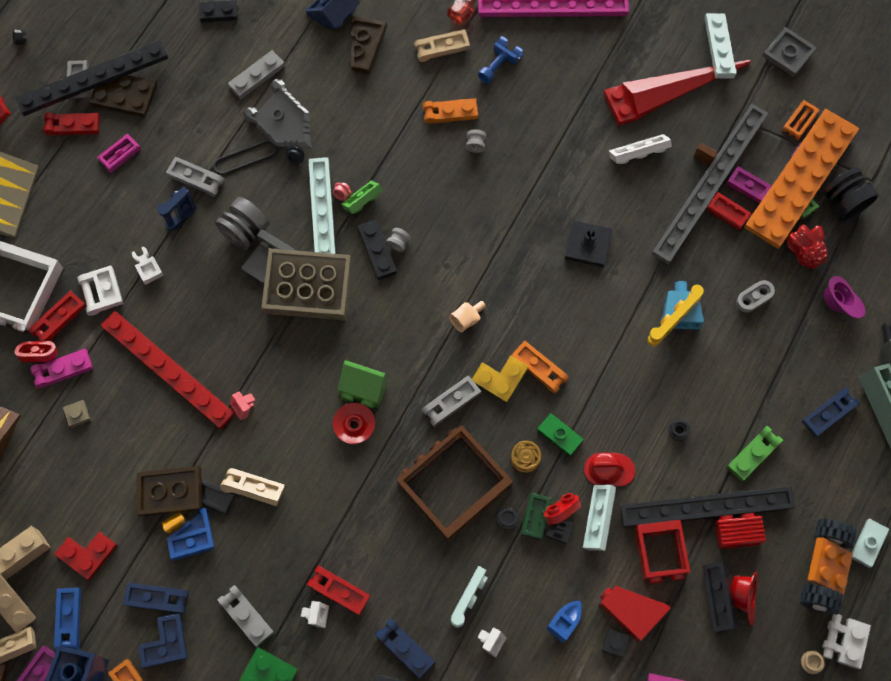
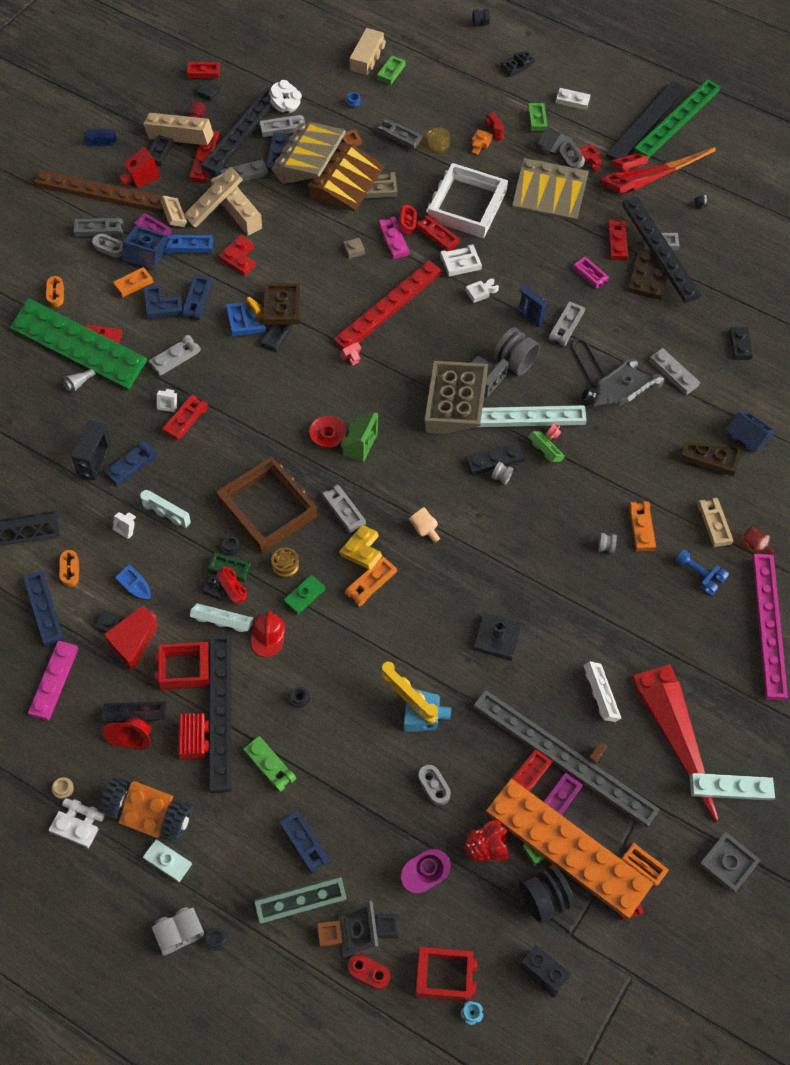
camera: 90 degrees right, 10 degrees down
(252, 486) = (279, 360): tan plate -> none

